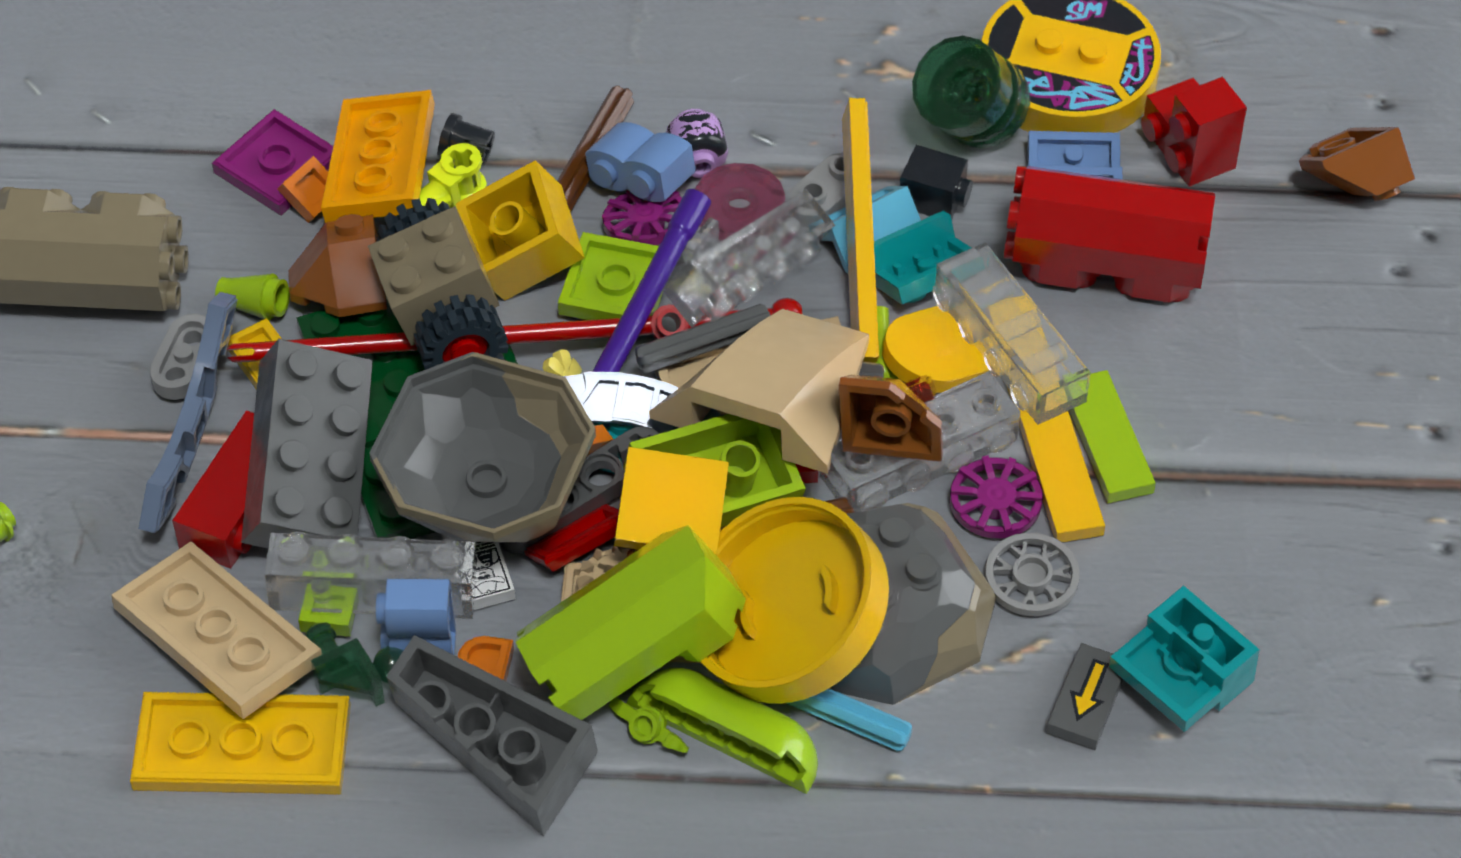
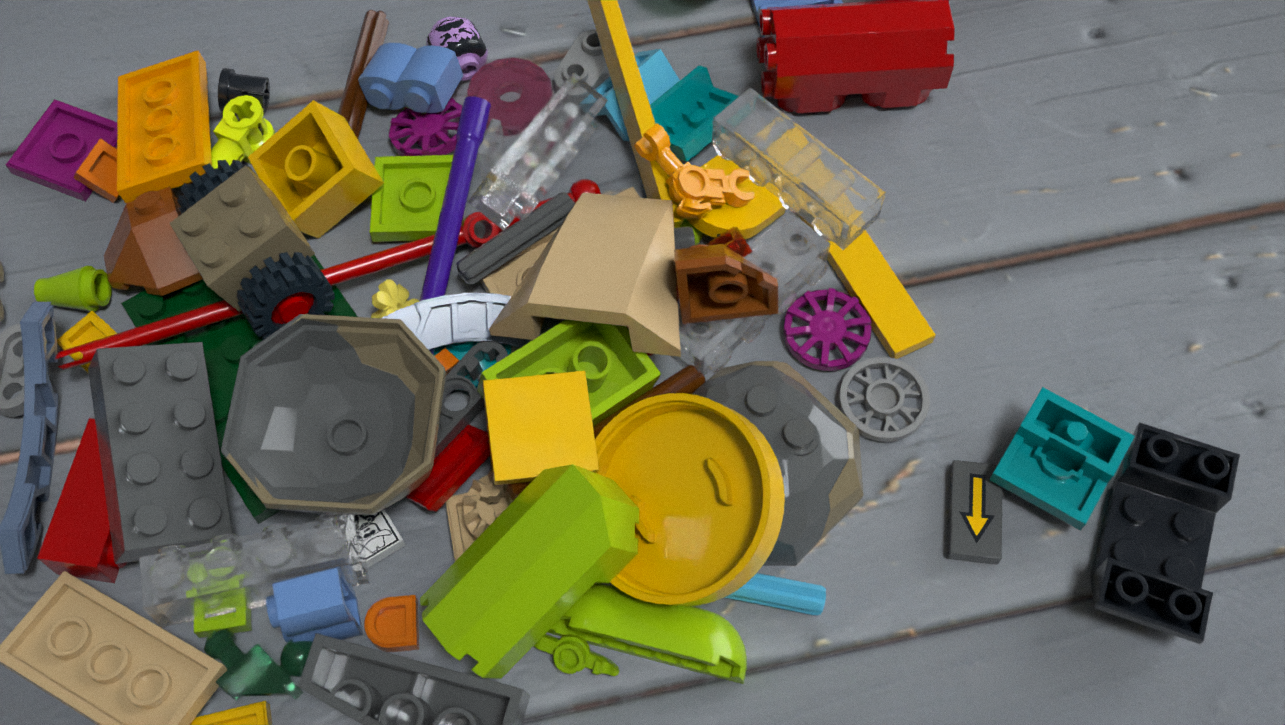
camera: 15 degrees left, 10 degrees up
(892, 323) = (691, 185): none -> light orange piece
(936, 181) = (682, 38): black brick -> none
(1111, 442) = (913, 253): lime tile -> none
(1268, 747) = (1161, 532): none -> black slope

